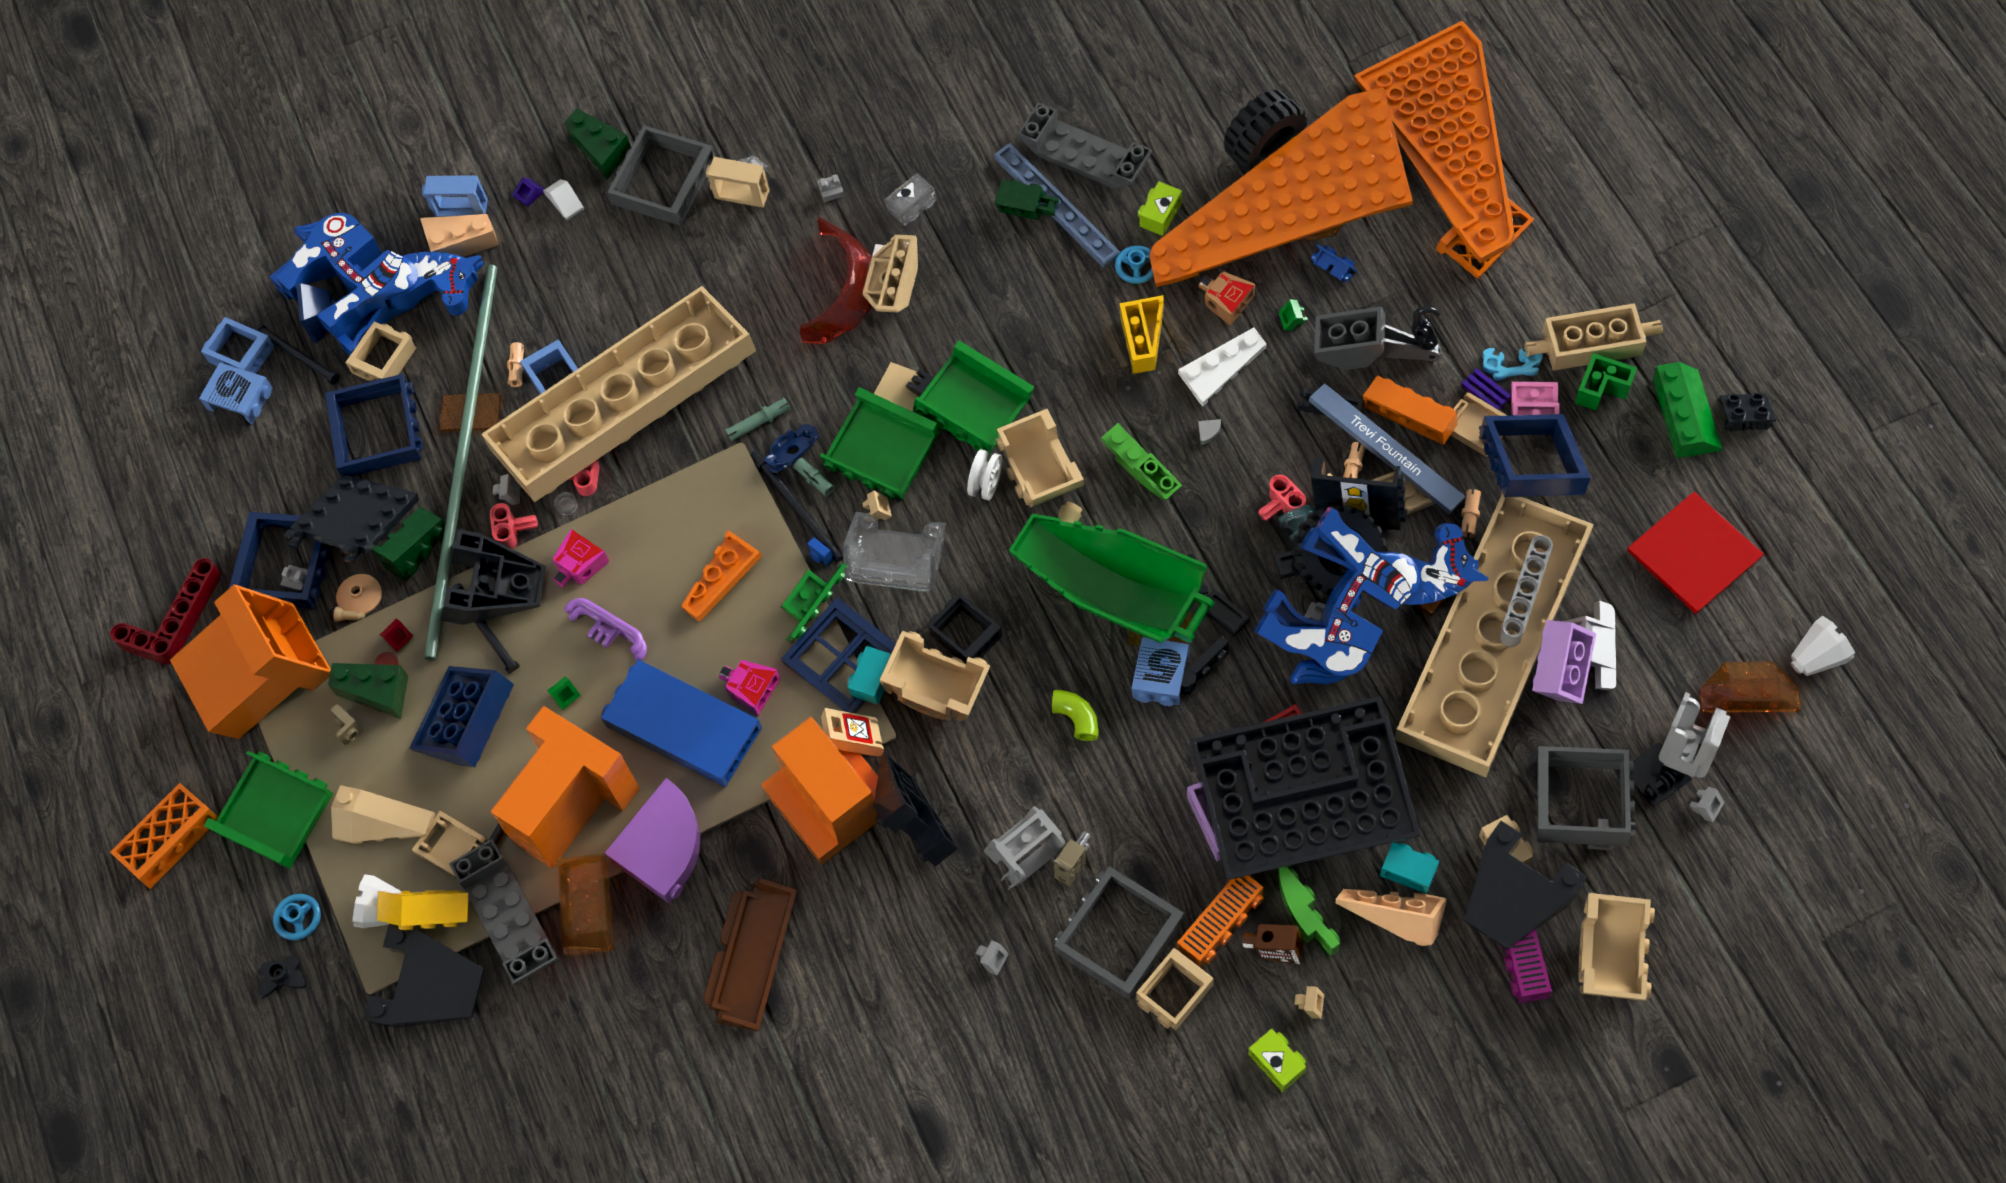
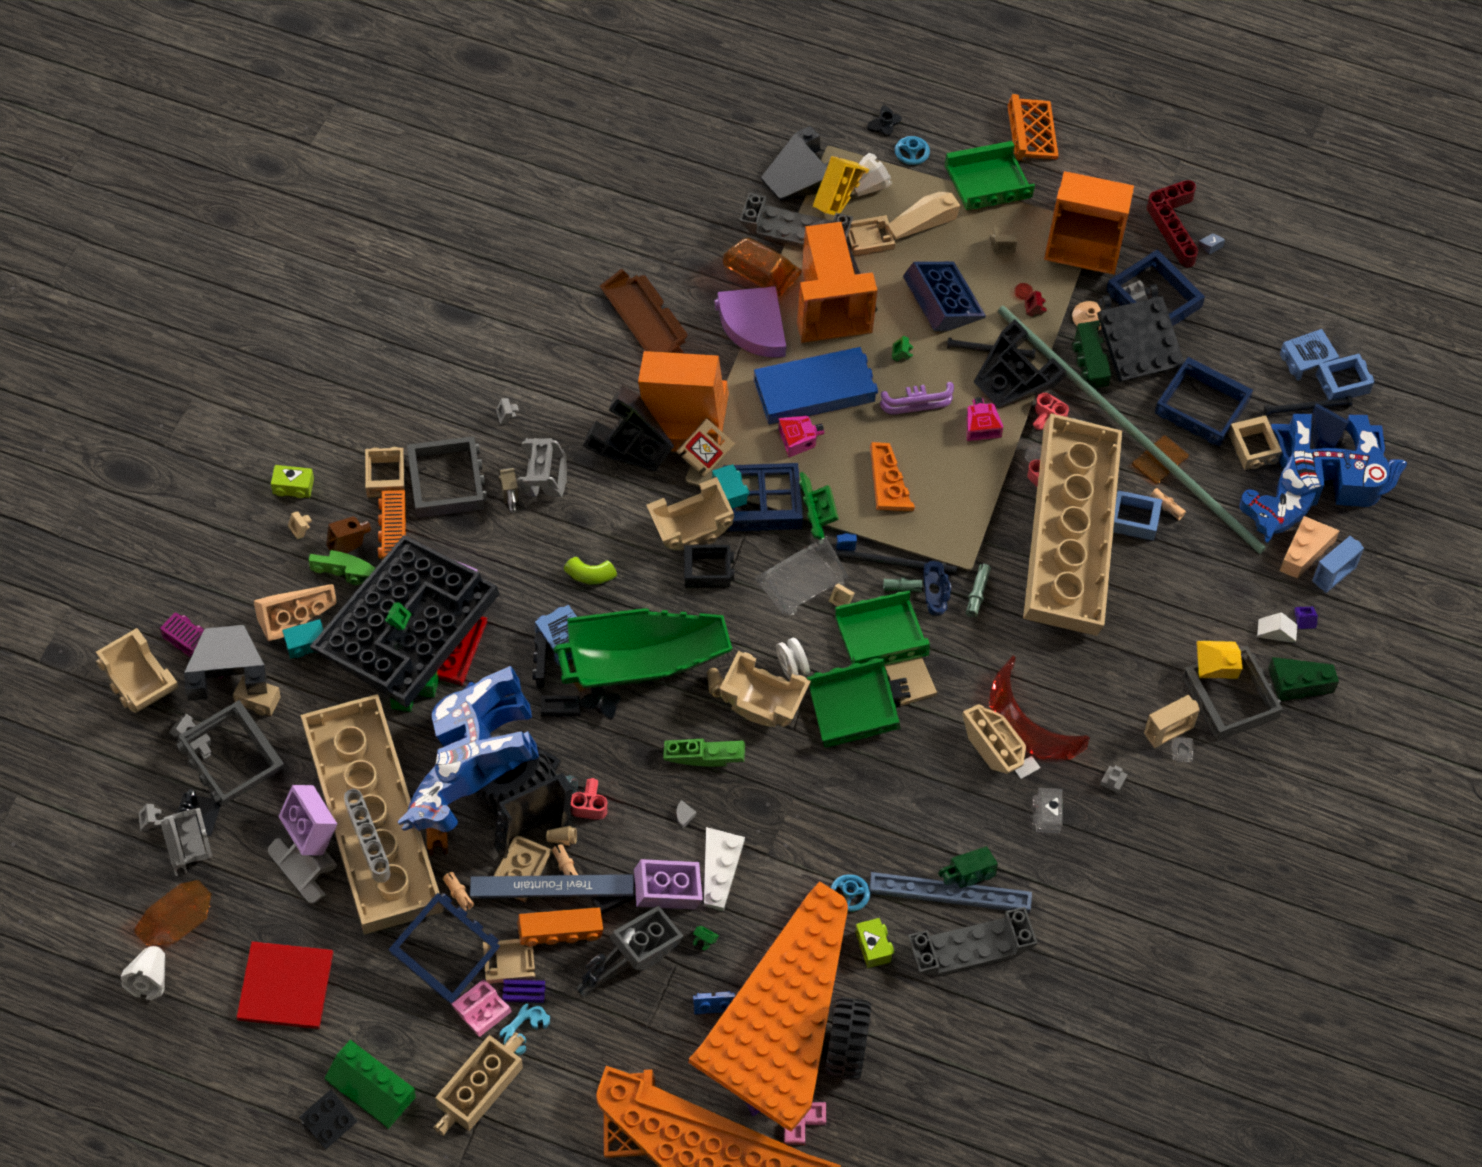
camera: 125 degrees right, 5 degrees down
(170, 570) = (1212, 243): none -> sand blue slope
(338, 614) = (1086, 295): tan piece -> none
(371, 684) = (1012, 267): dark green wedge -> none
(643, 192) = (1218, 659): none -> yellow slope
(1142, 331) = (791, 837): yellow wedge -> none
(1227, 295) = (763, 914): medium nougat torso -> none
(1287, 367) = (668, 884): none -> lavender brick
(1317, 774) = (398, 616): none -> green tile
(1602, 377) = (447, 1056): green brick -> none
(1605, 873) = (181, 725): none -> light grey tile

